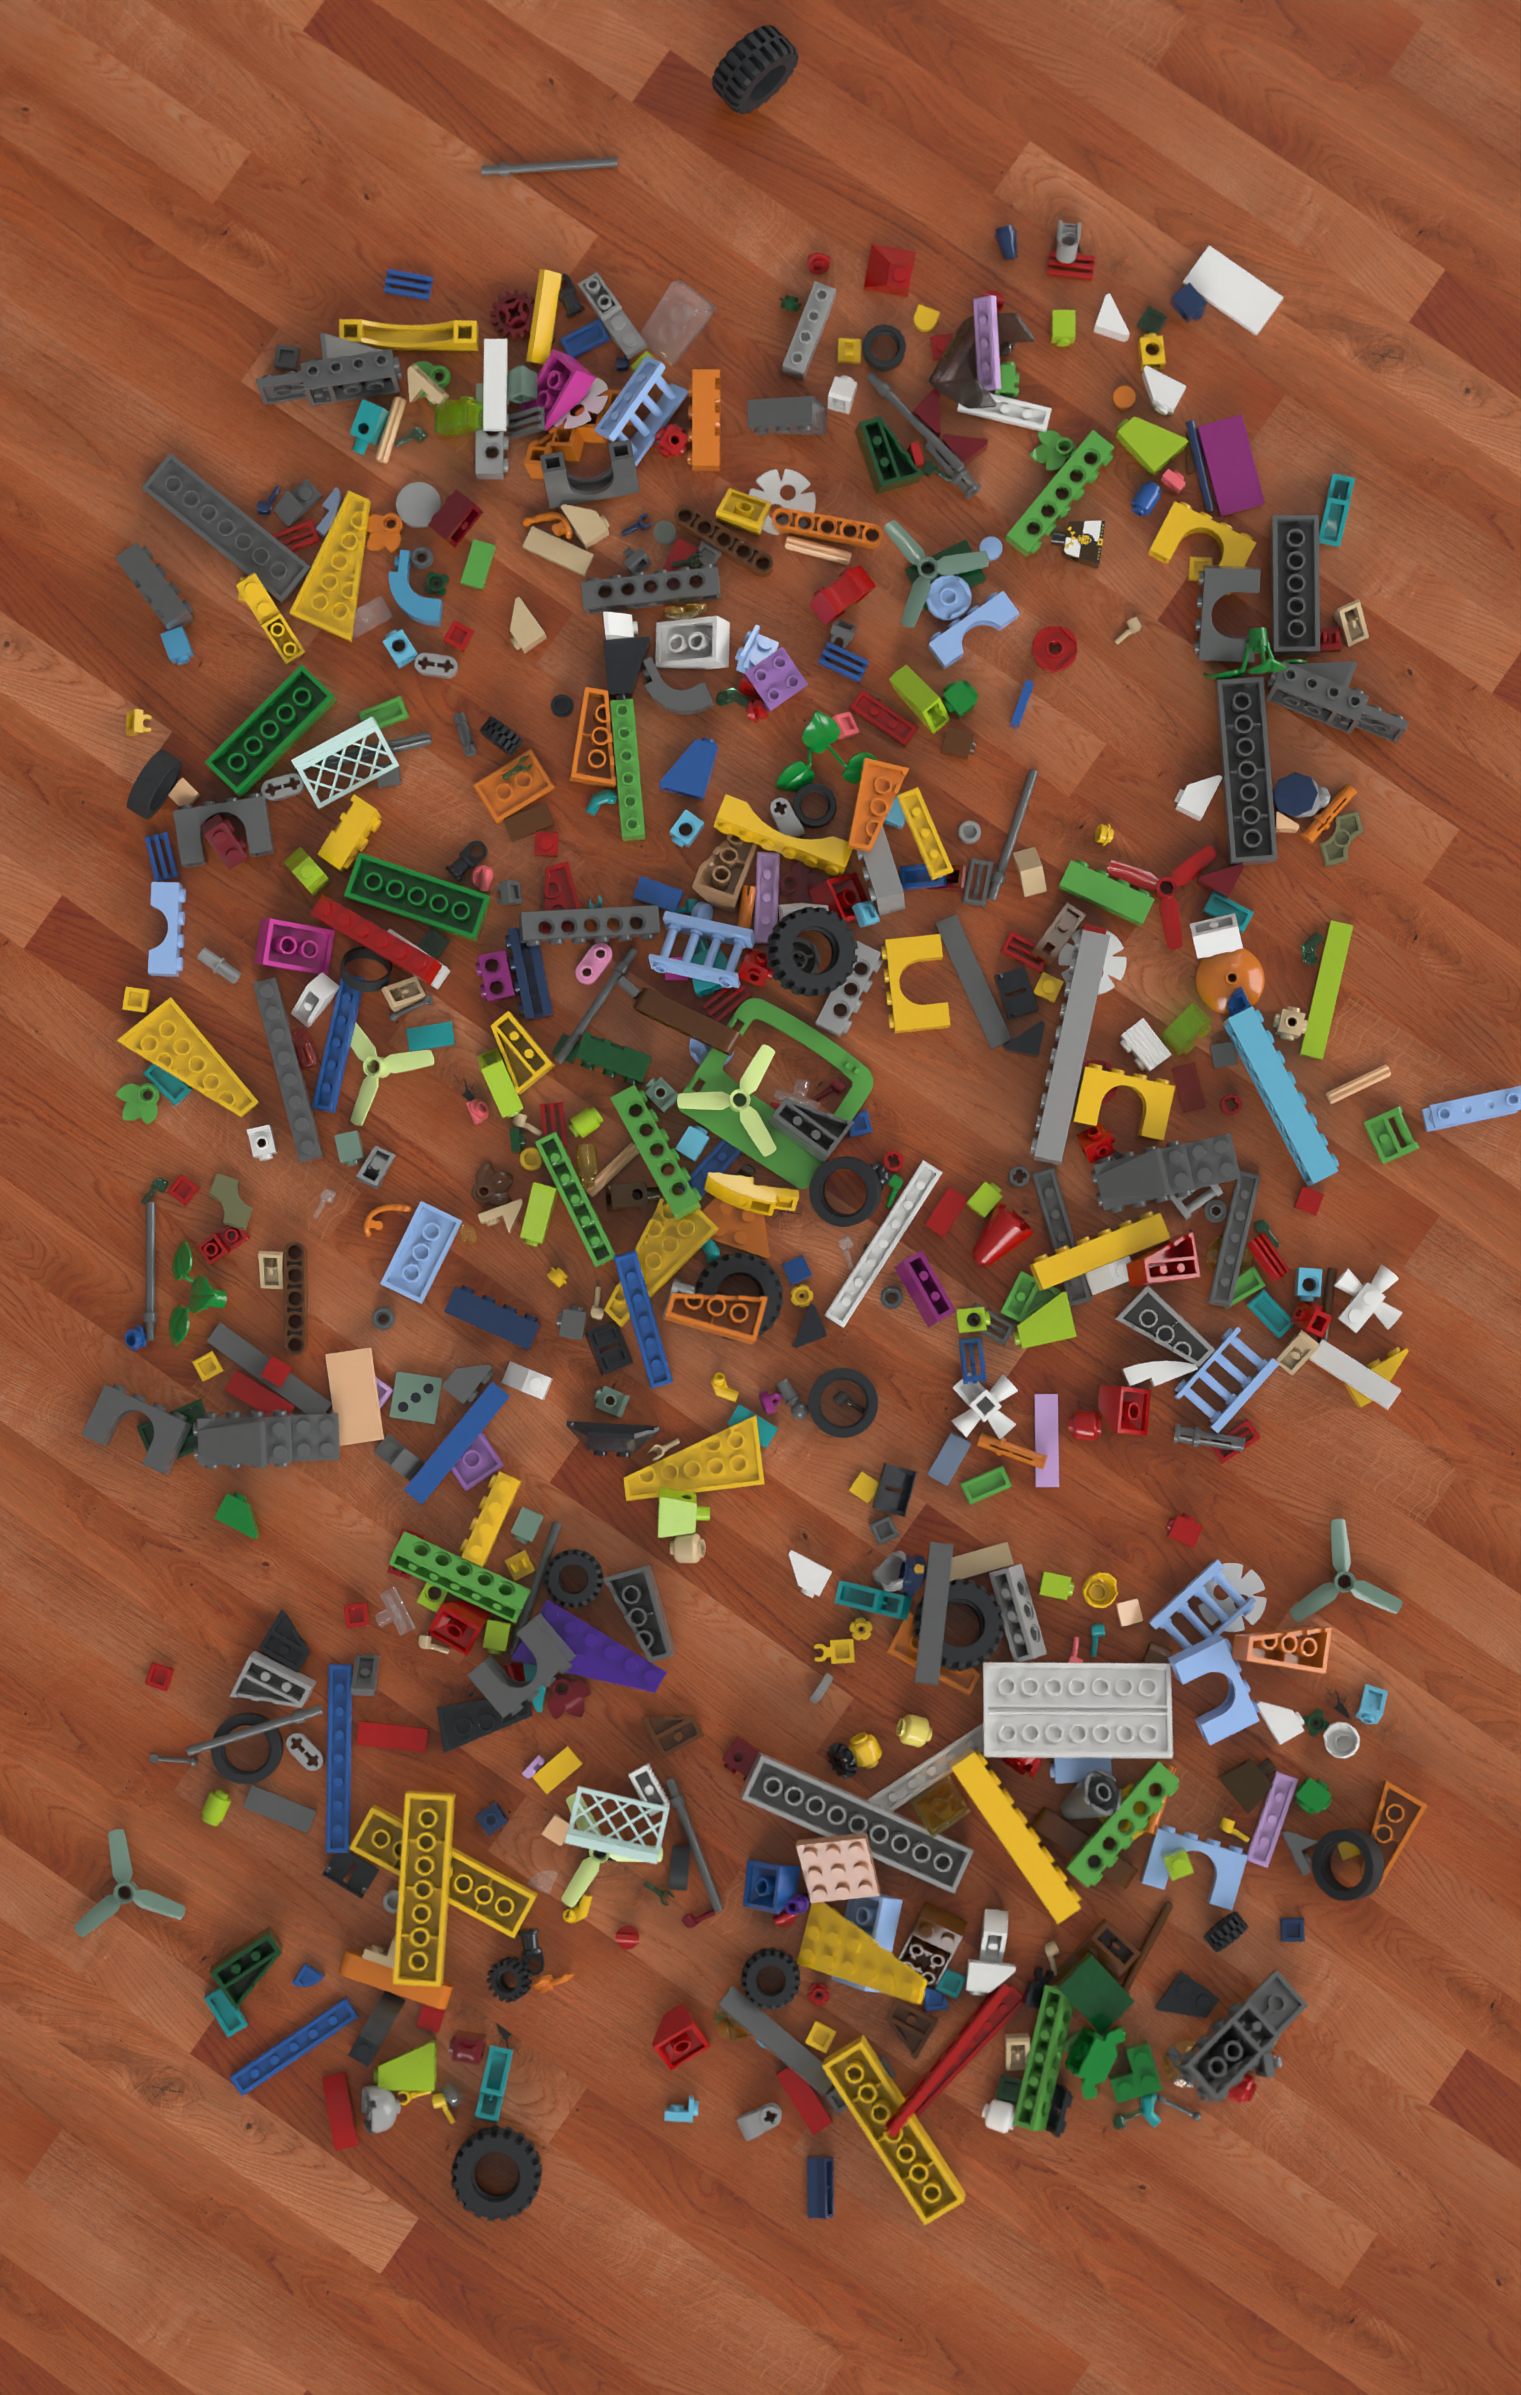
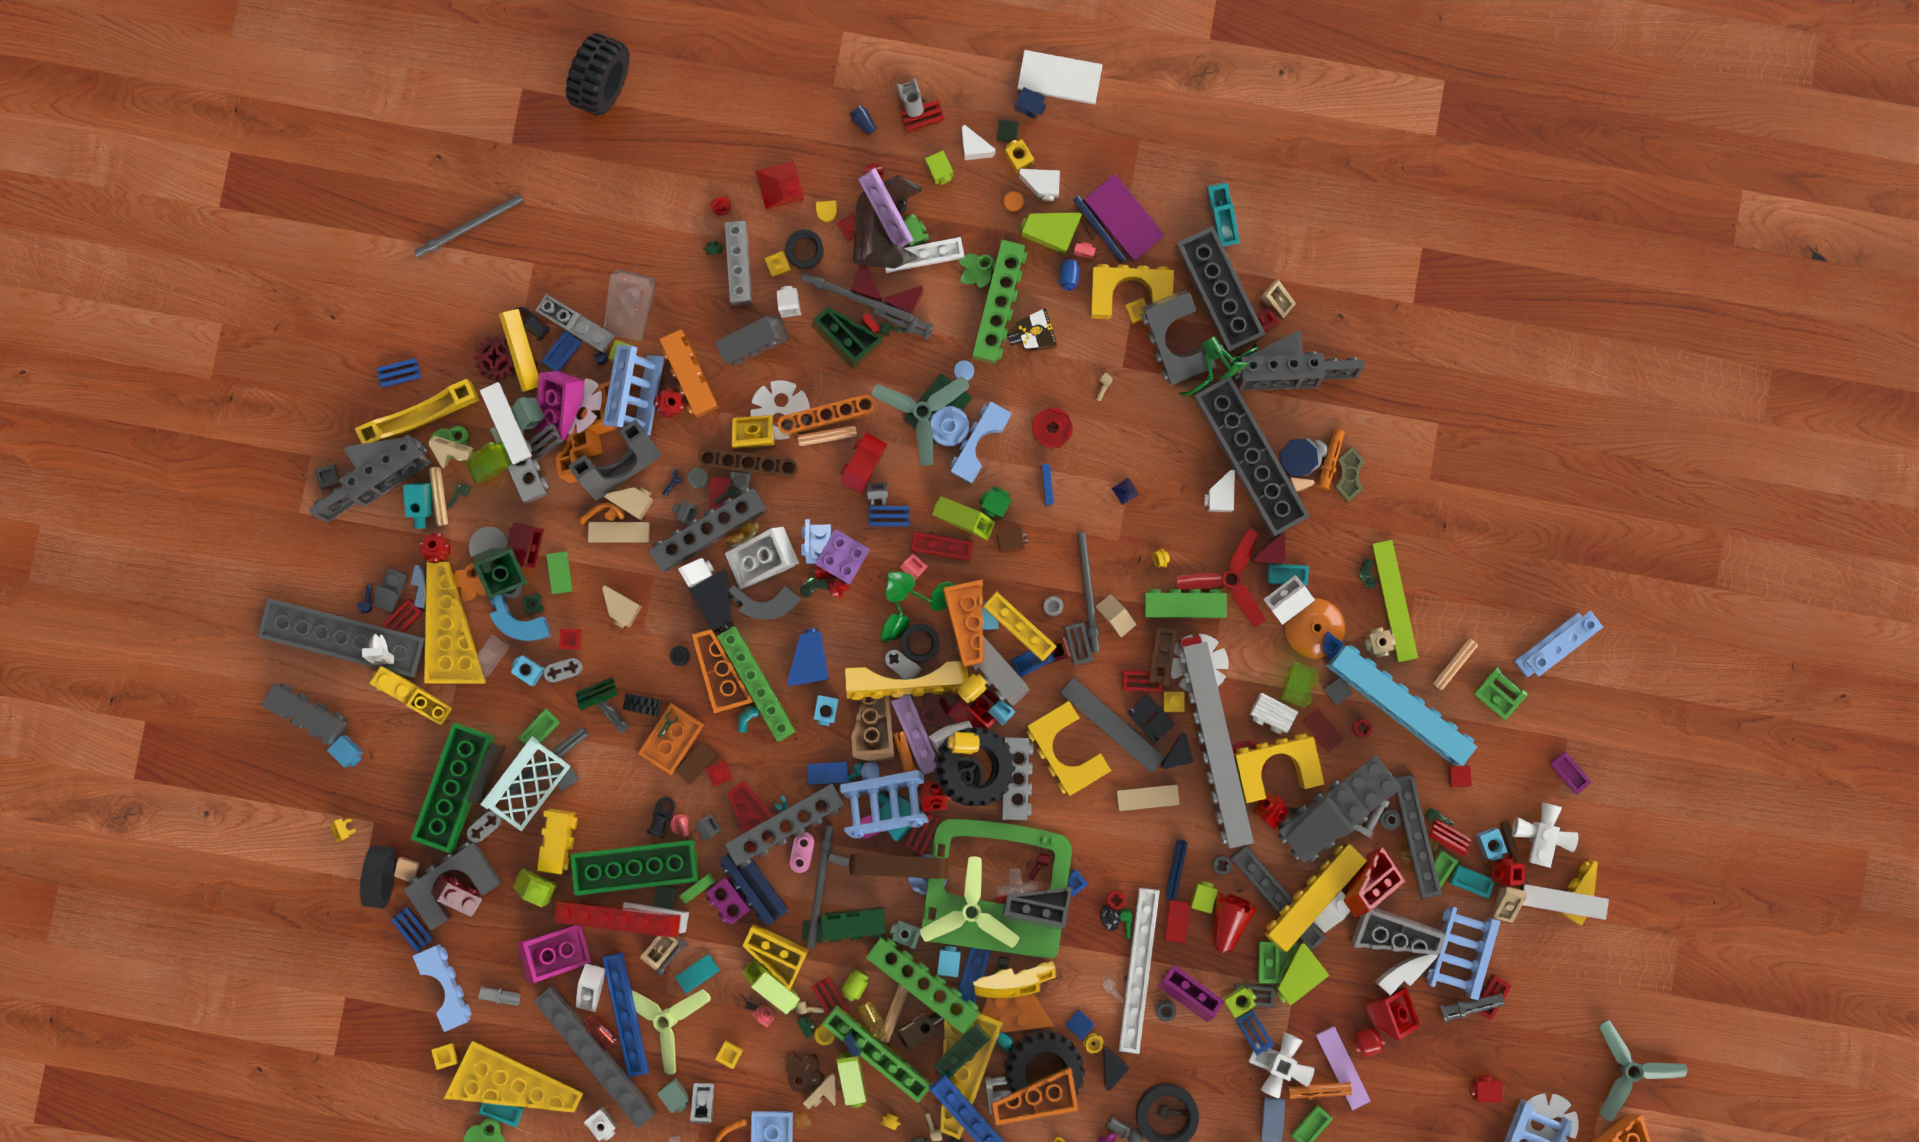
camera: 35 degrees left, 0 degrees up
(257, 557) = (377, 651): none -> white tile
(311, 731) = (486, 772): none -> clear smoke tile
(362, 985) = (619, 963): black tyre -> none
(363, 480) = (439, 552): none -> red brick
(419, 532) = (498, 571): none -> dark green slope
(424, 1133) = (729, 1054): none -> yellow plate
(459, 704) = (596, 693): none -> dark green tile
(470, 949) = (697, 888): none -> bright green beam
(556, 1174) = (852, 1044): none -> dark blue tile
(664, 1237) = (962, 1051): none -> dark green tile
(812, 917) = (963, 742): none -> yellow brick
(818, 1199) = (1085, 968): black tyre -> none
(847, 872) = (972, 688): none -> yellow brick
(970, 1158) = (1176, 869): none -> dark blue axle
(975, 1072) = (1147, 797): none -> tan tile
(1099, 749) = (1125, 491): none -> clear blue slope
(1425, 1250) = (1570, 773): none -> magenta tile

